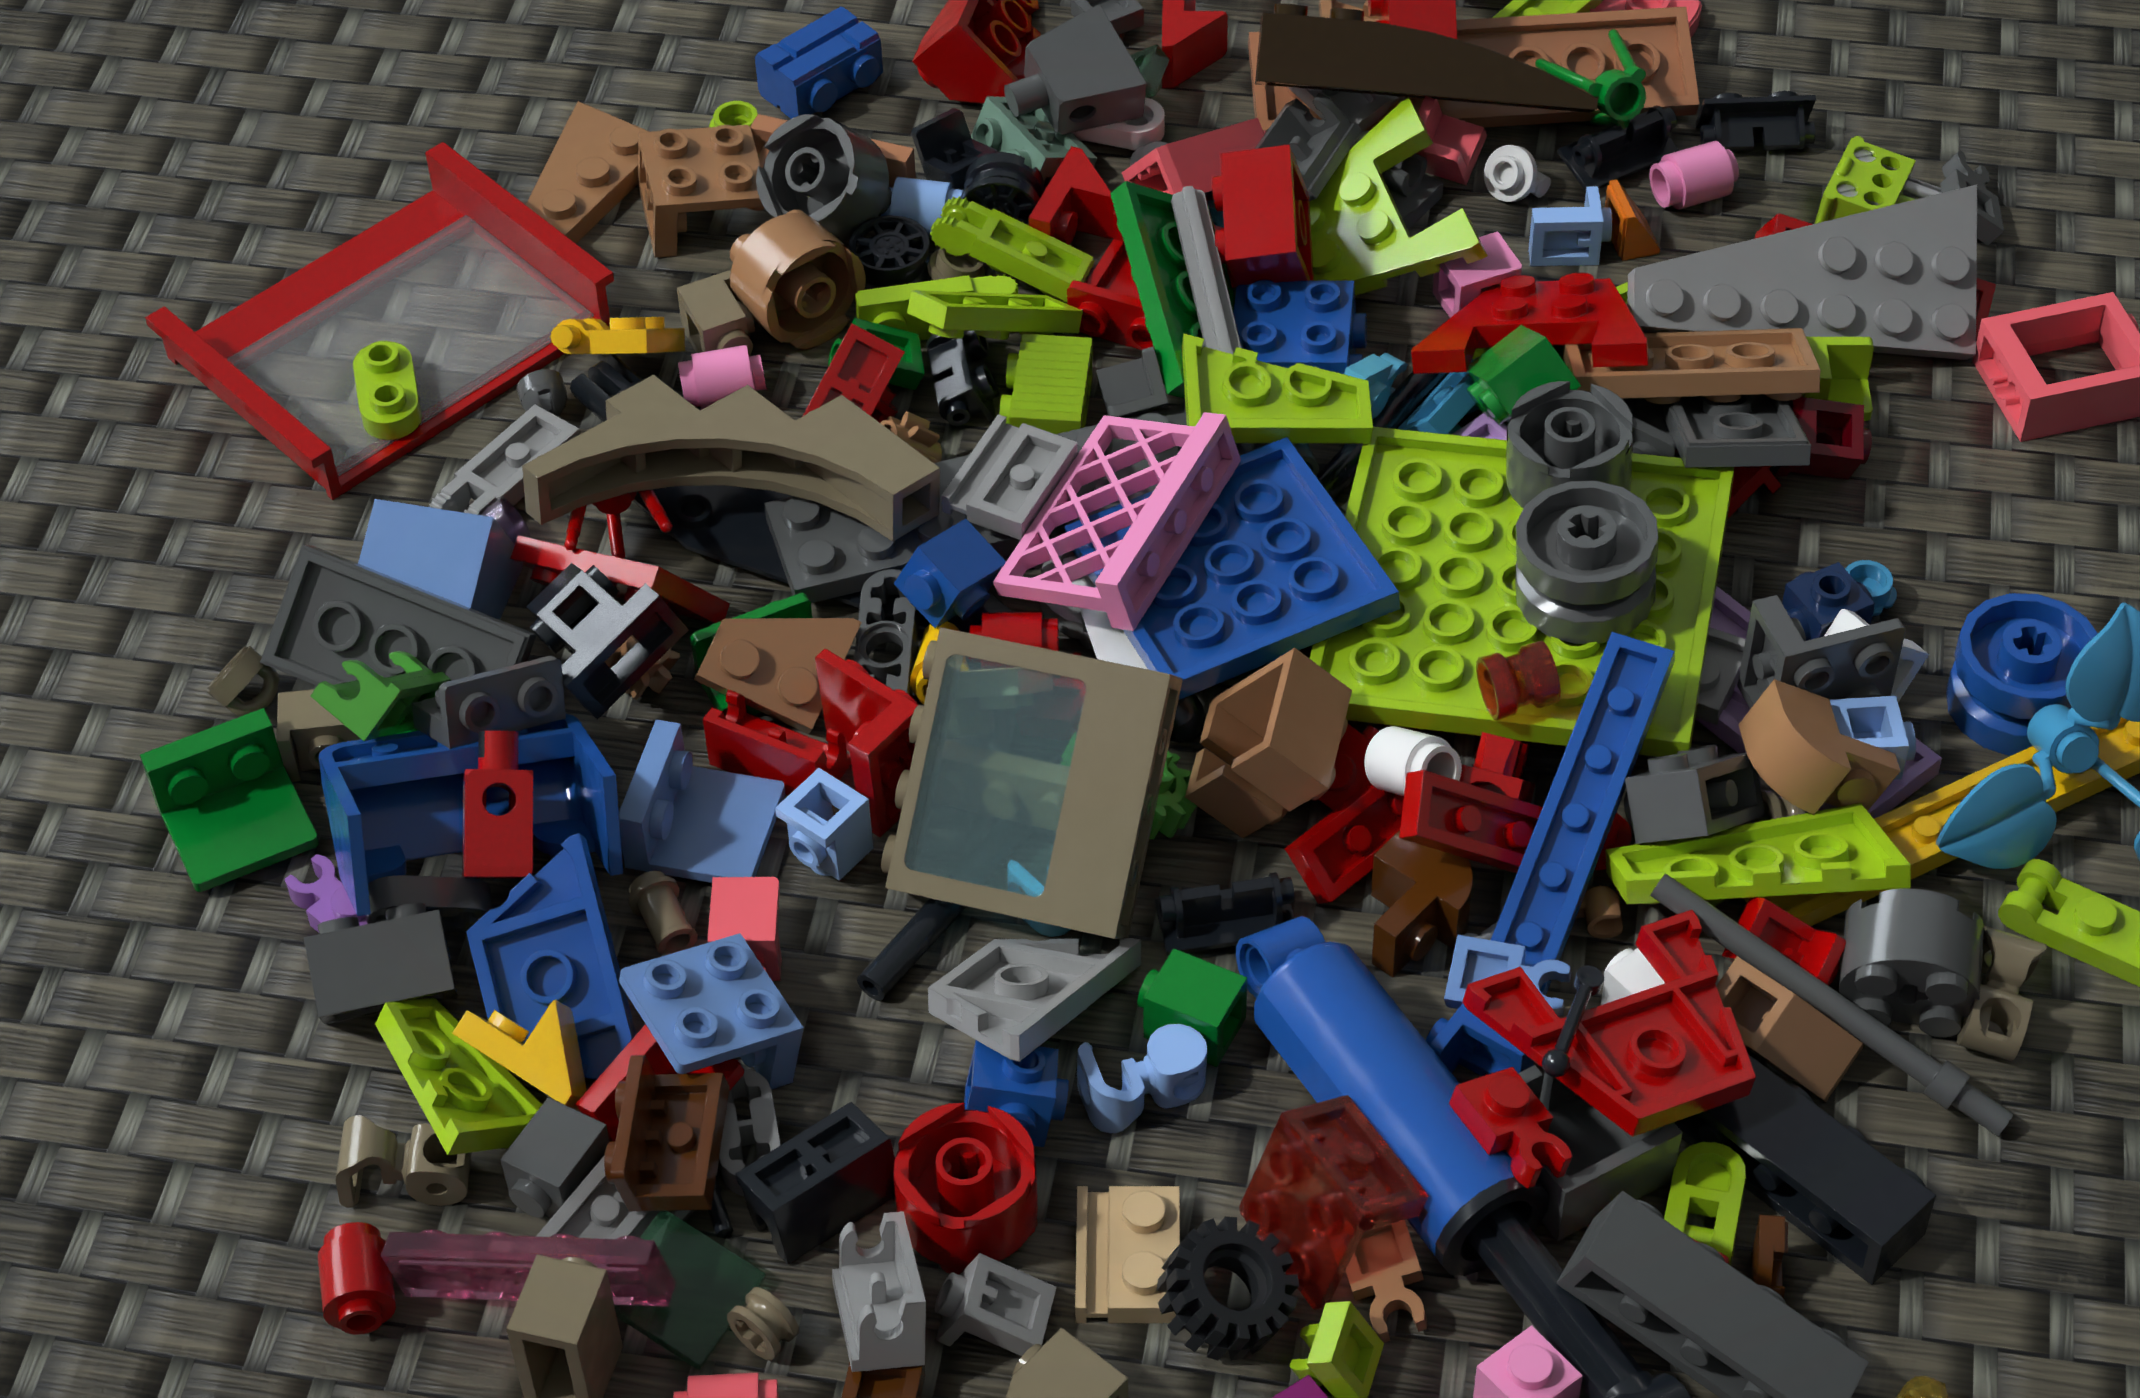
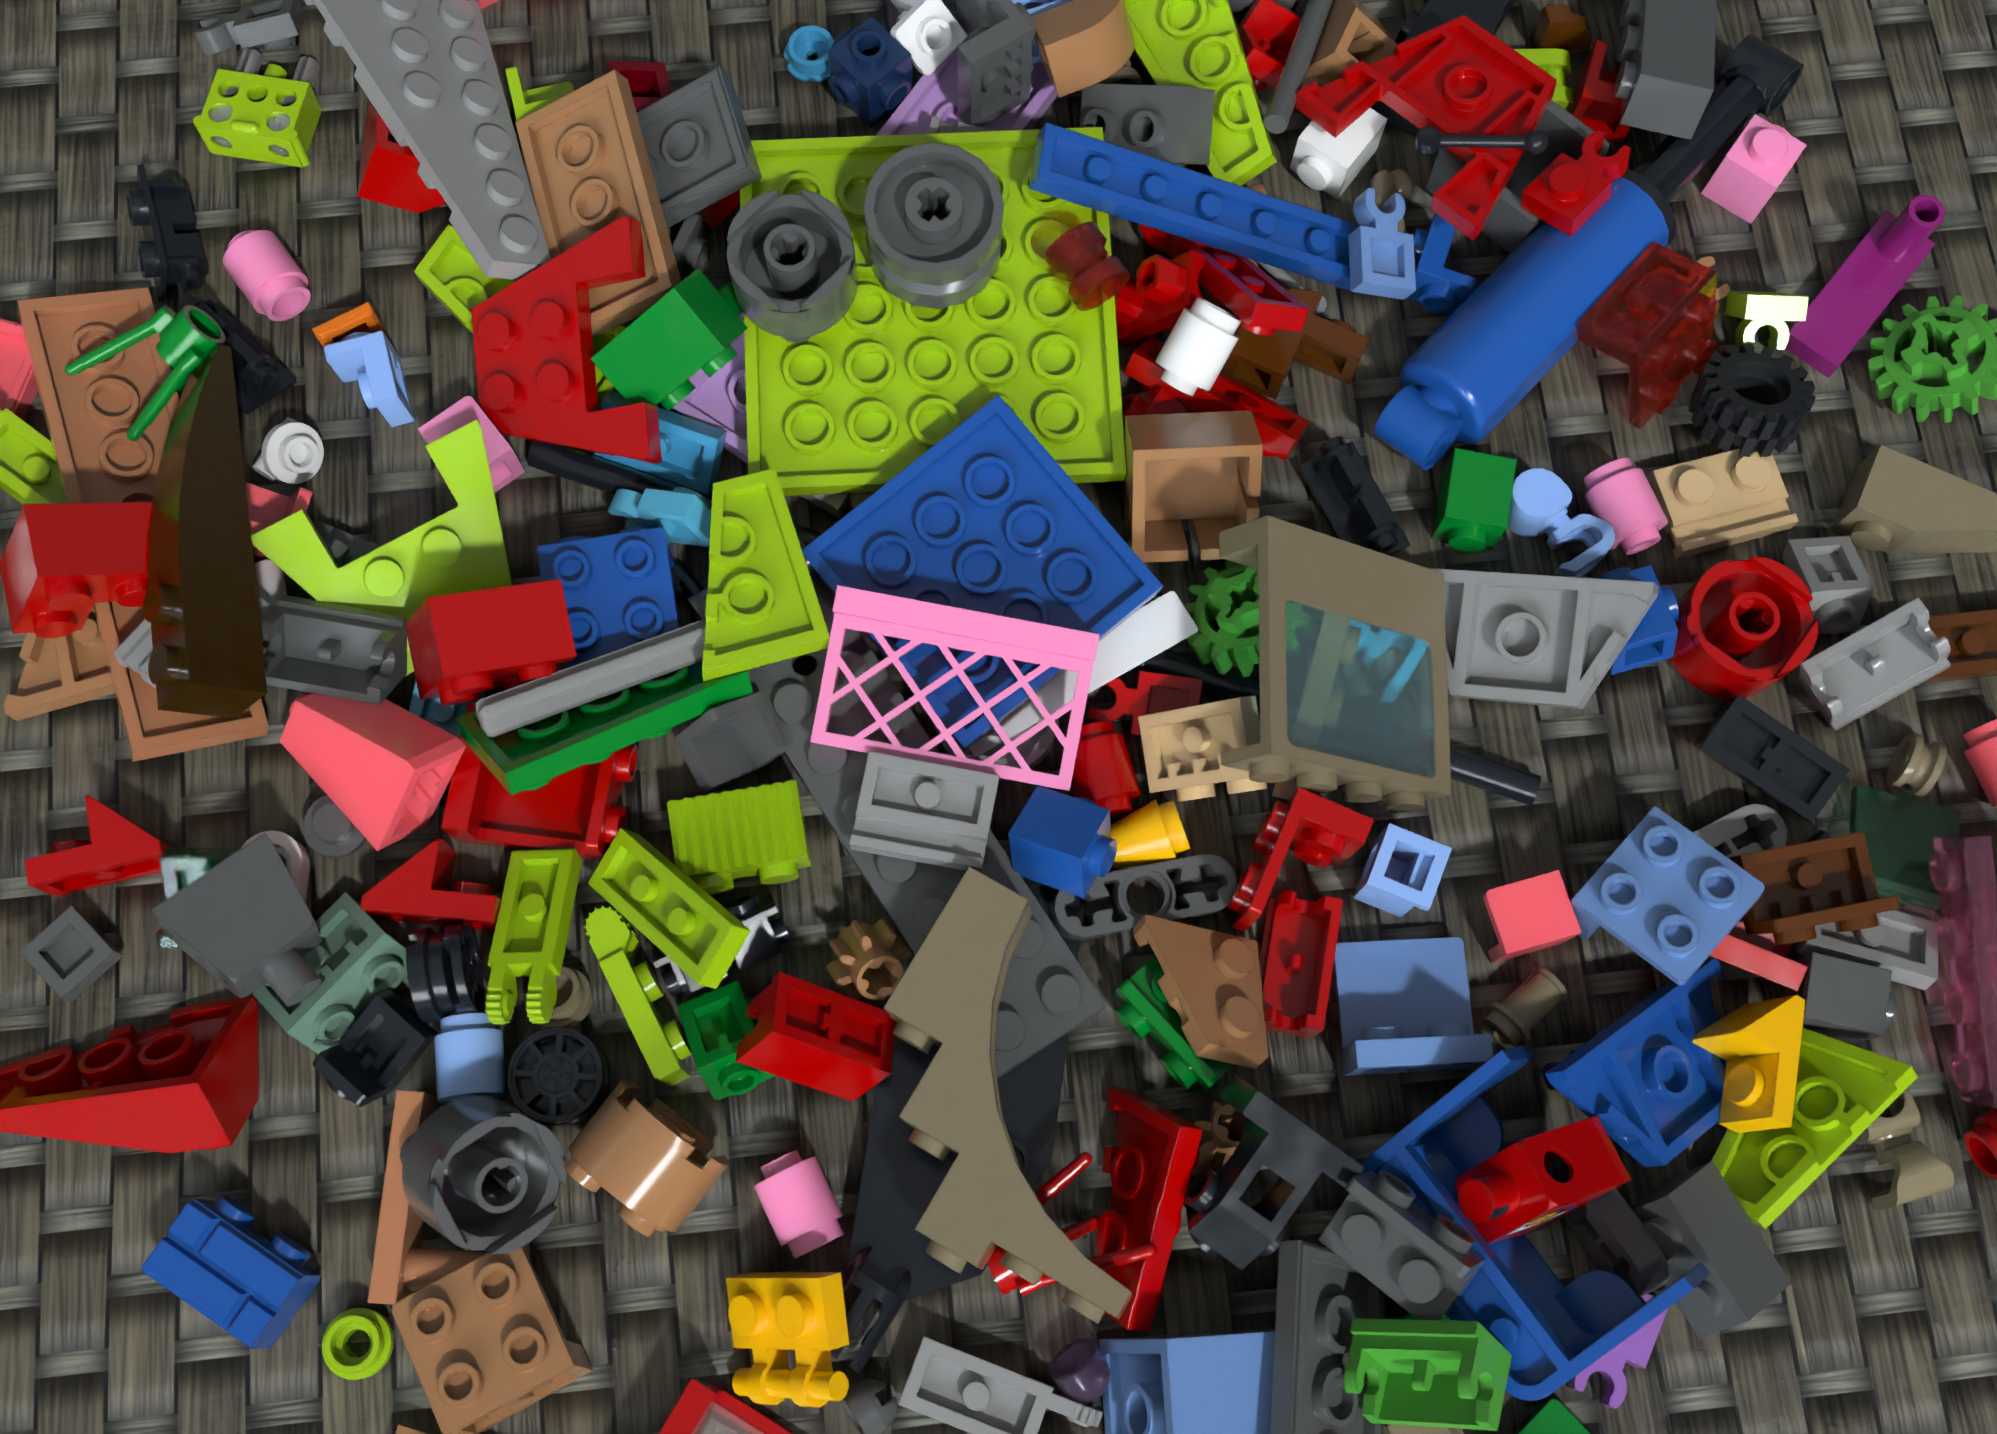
camera: 110 degrees left, 25 degrees up
(713, 315) = (713, 1239): dark tan brick -> none
(1143, 1138) = (1627, 502): none -> bright pink brick

